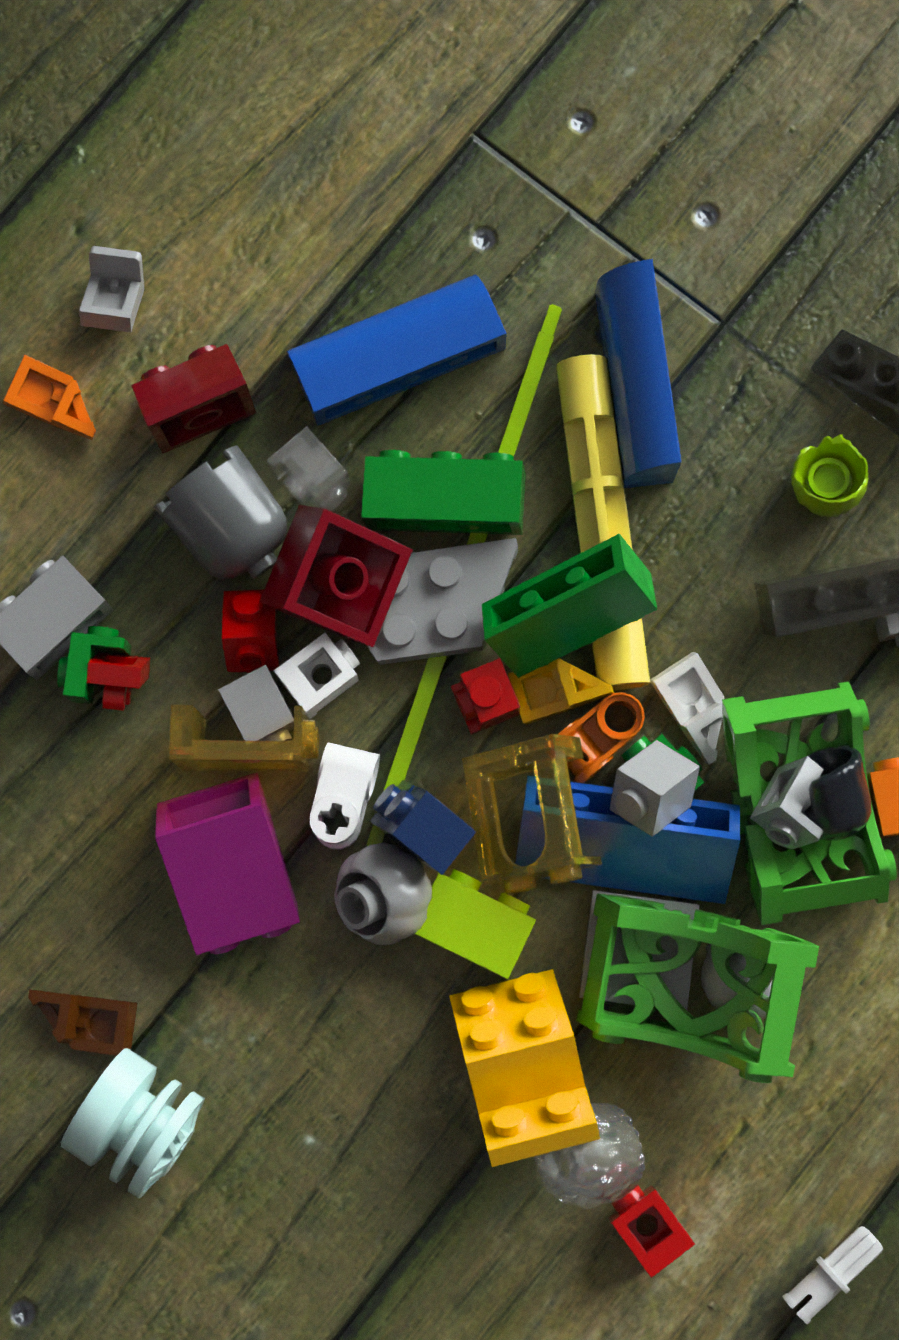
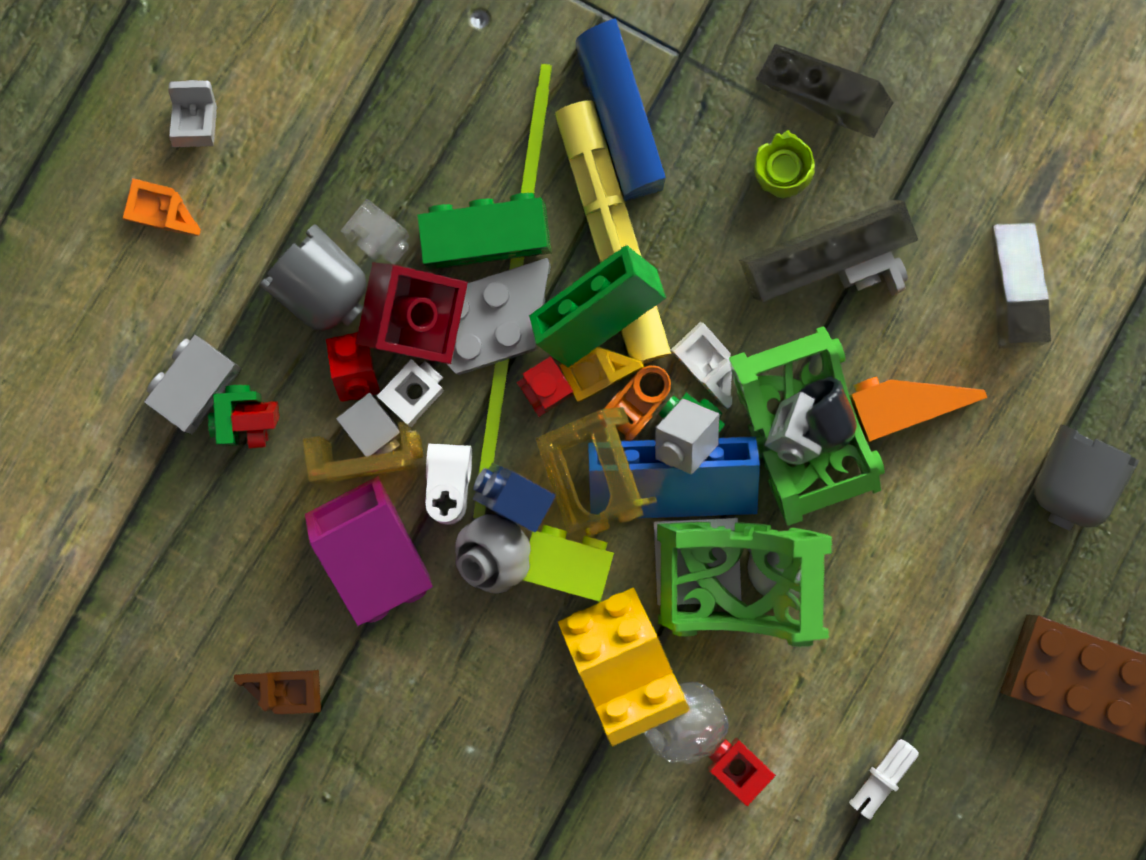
camera: 10 degrees left, 5 degrees up
(132, 1122) = (333, 761): light aqua wheel -> none
(193, 397) = (272, 189): dark red slope -> none
(398, 349) = (427, 121): blue brick -> none

